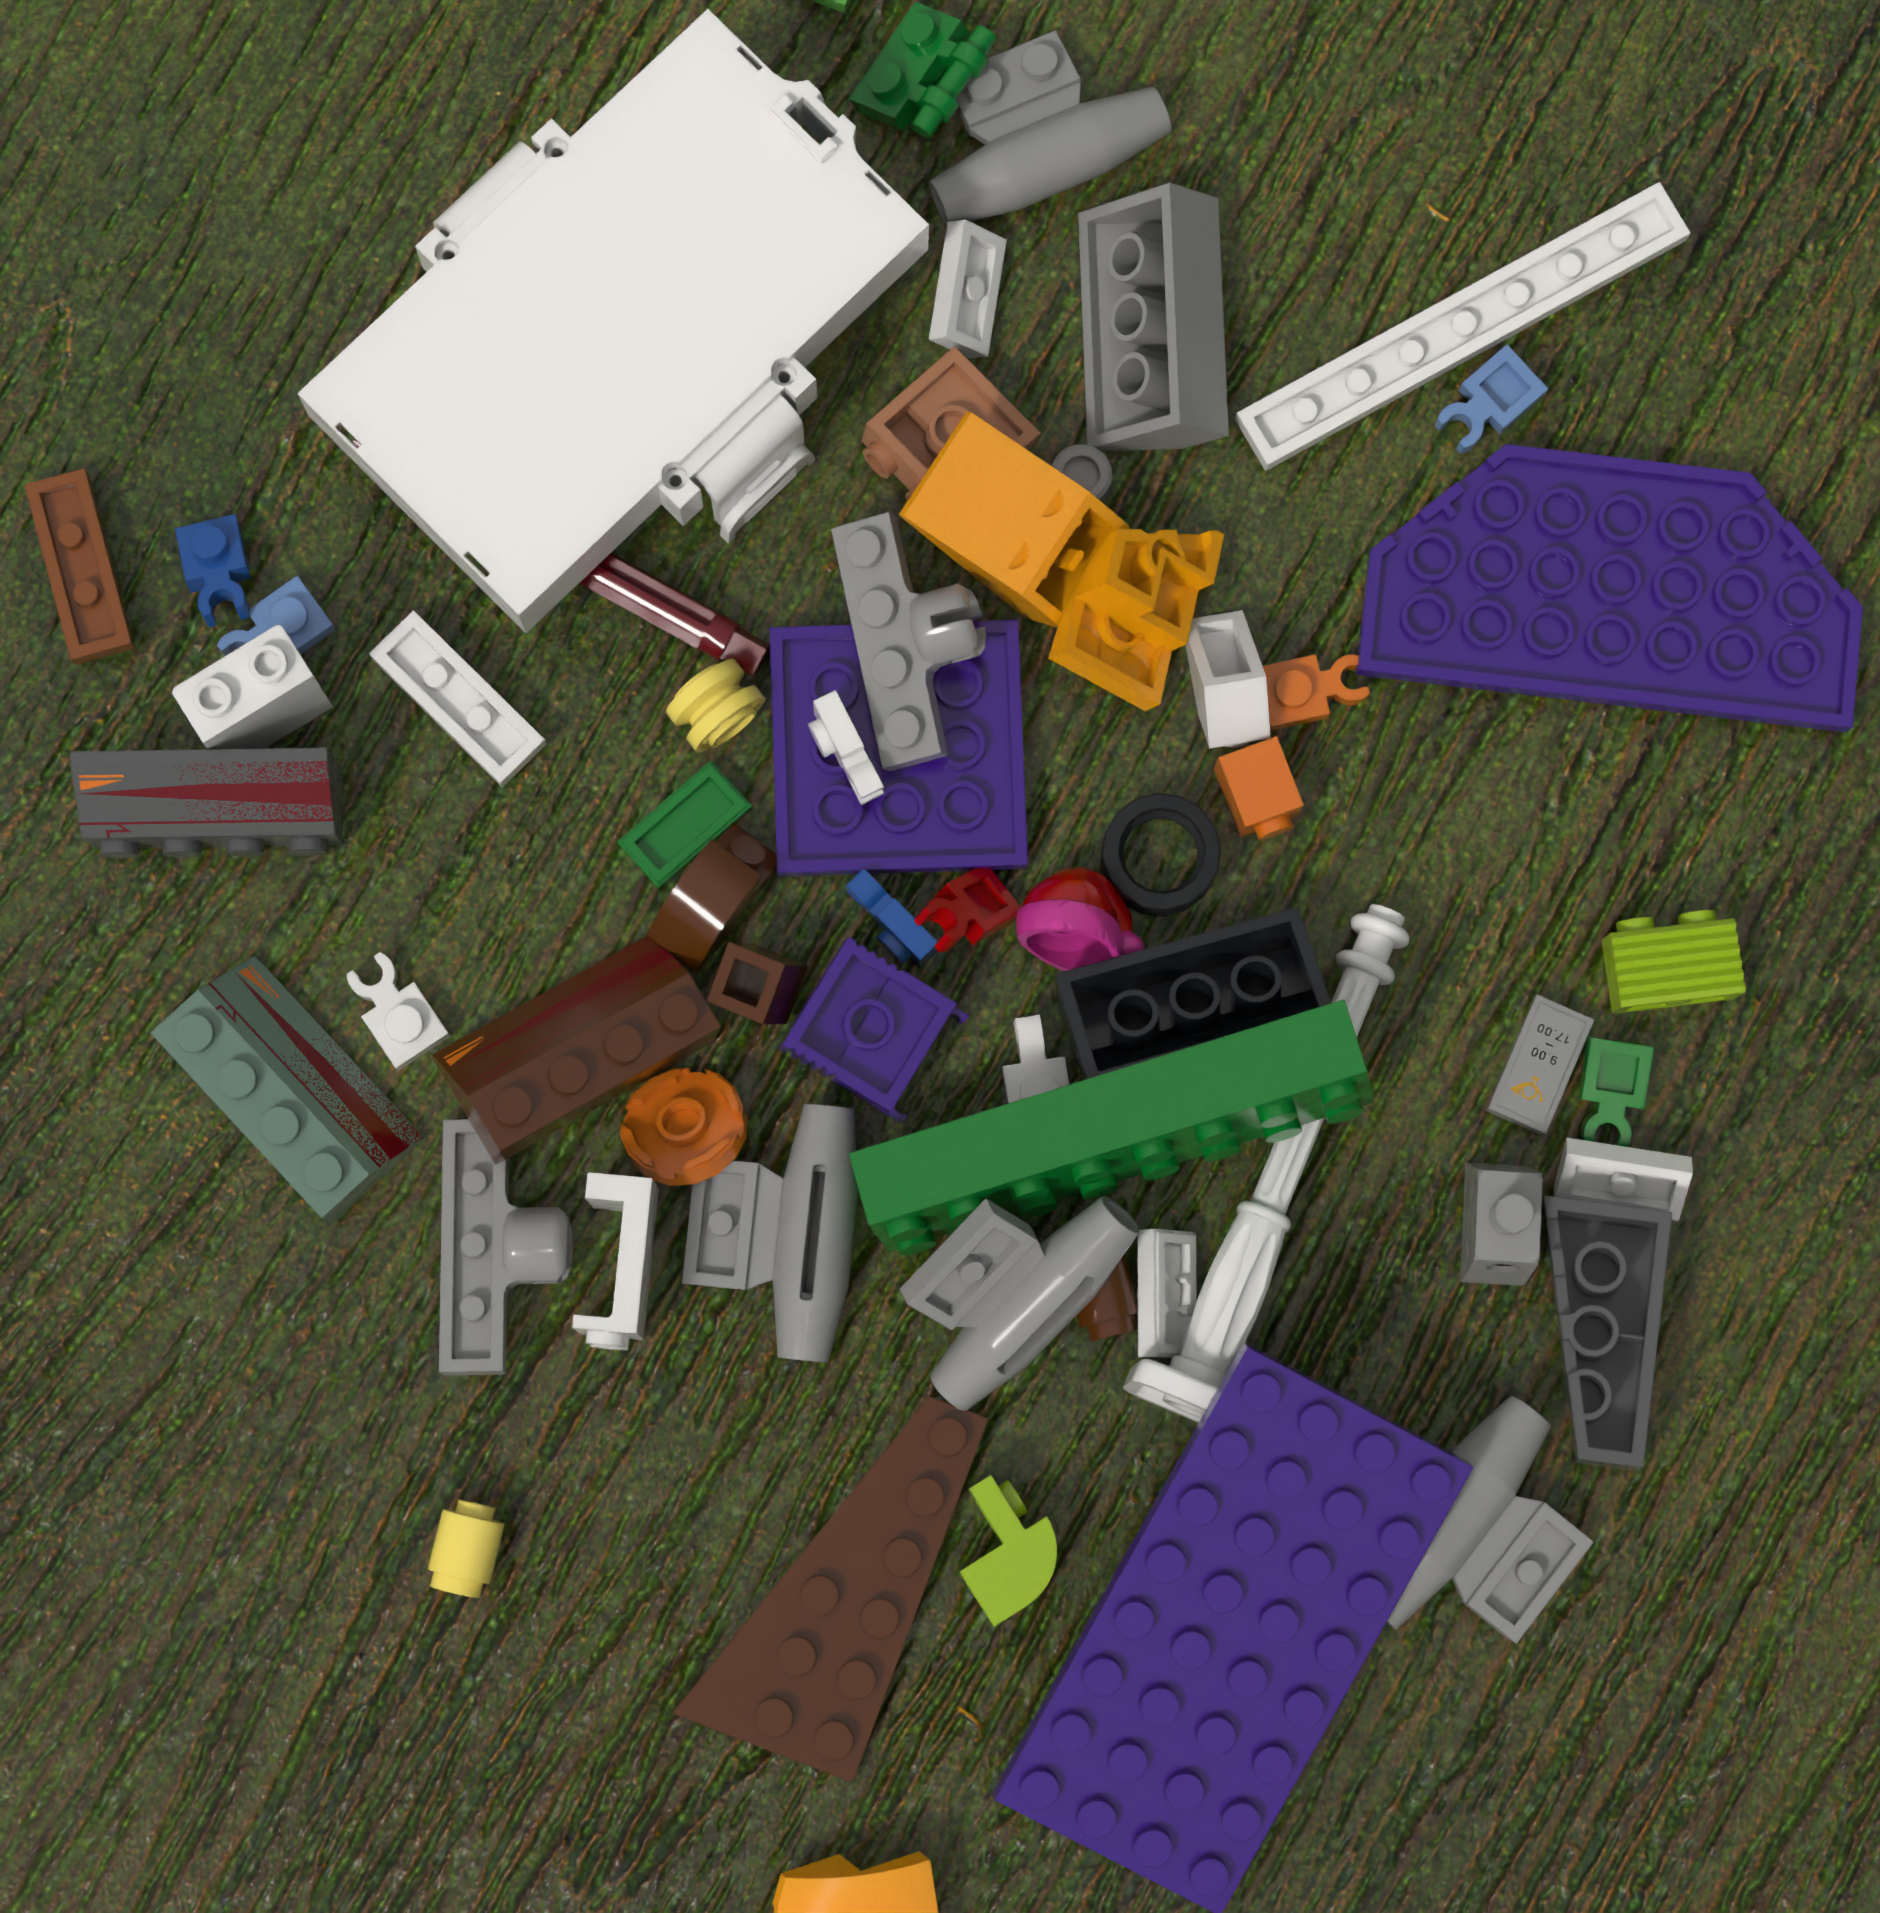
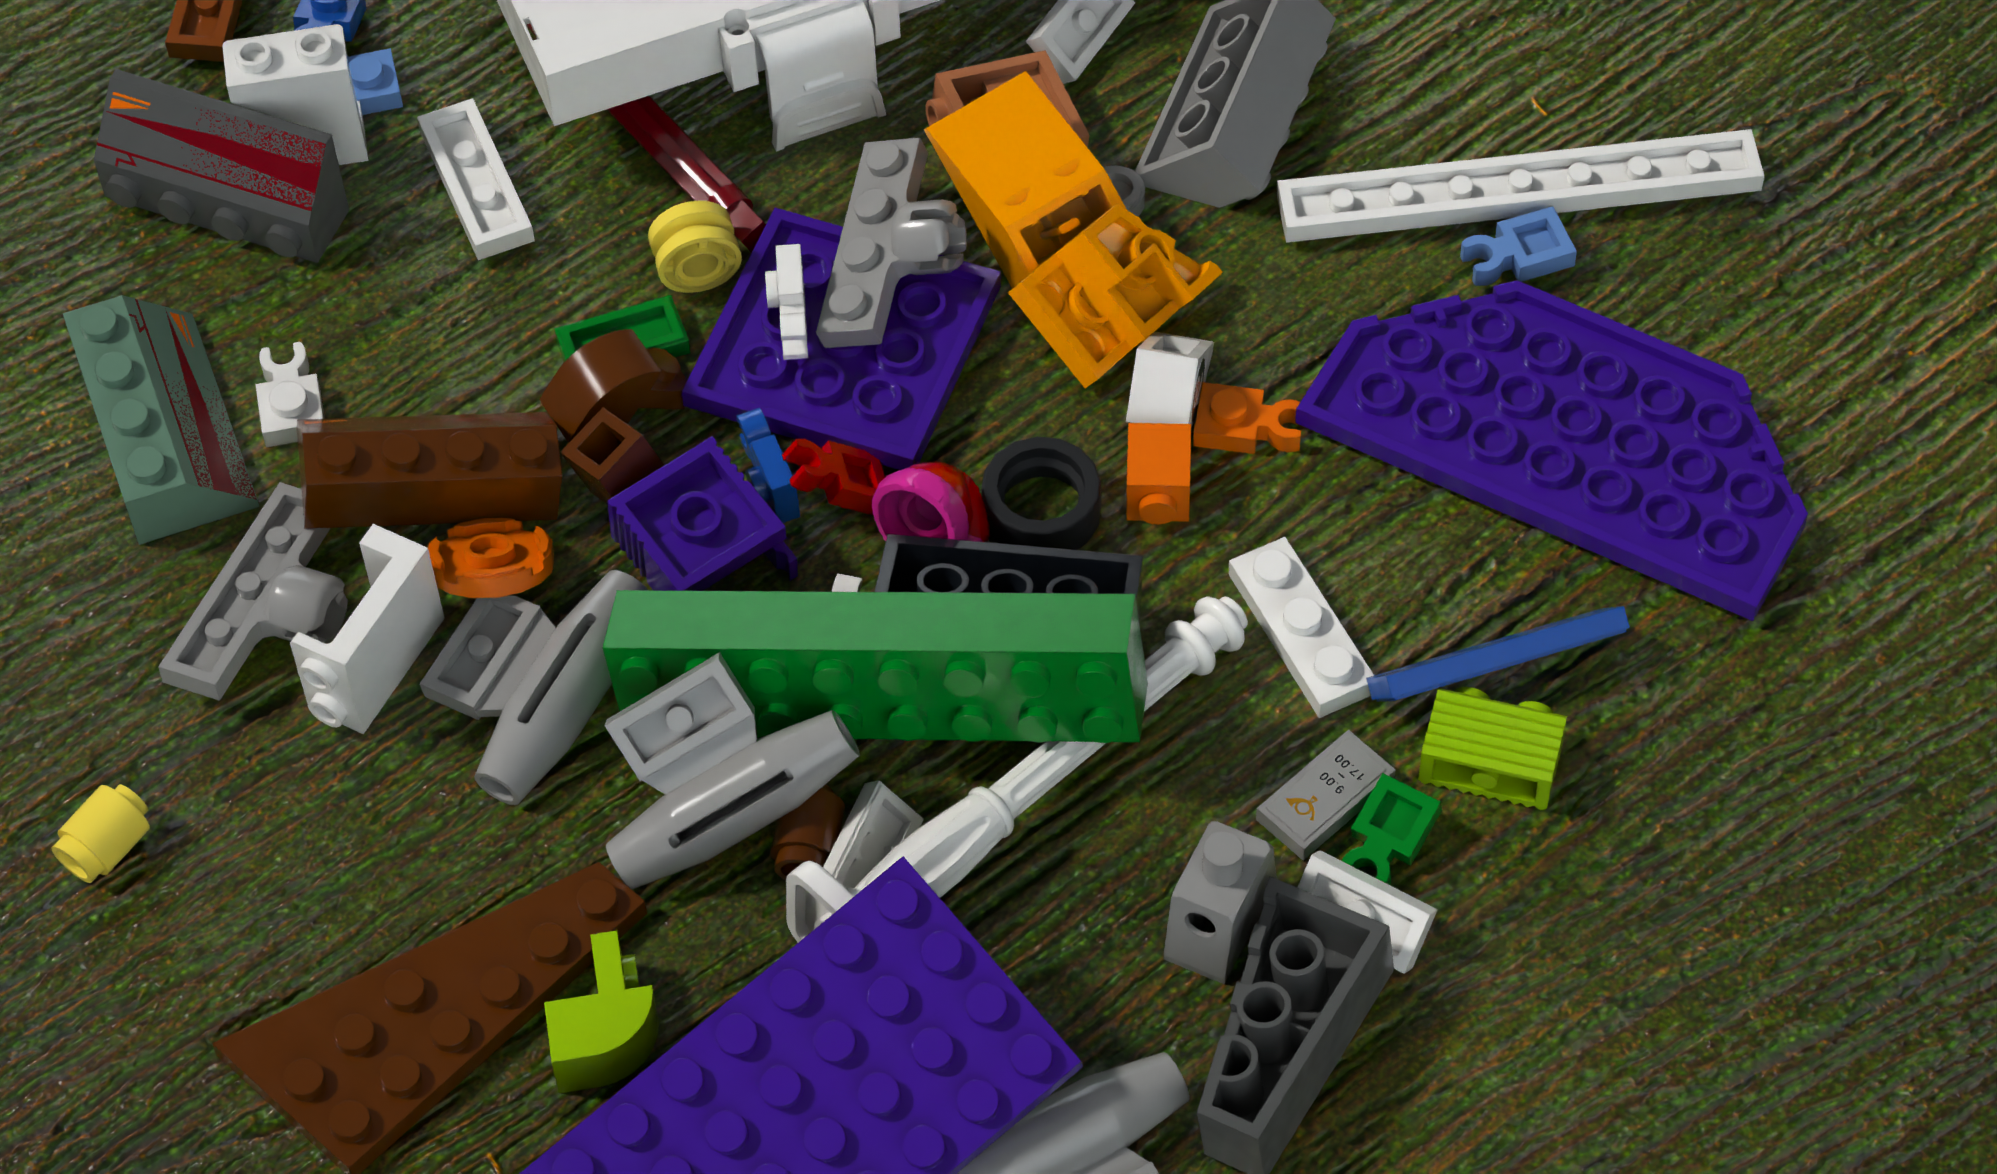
camera: 30 degrees right, 25 degrees down
(1448, 895) = (1301, 626): none -> white plate
(1643, 868) = (1498, 654): none -> blue tile

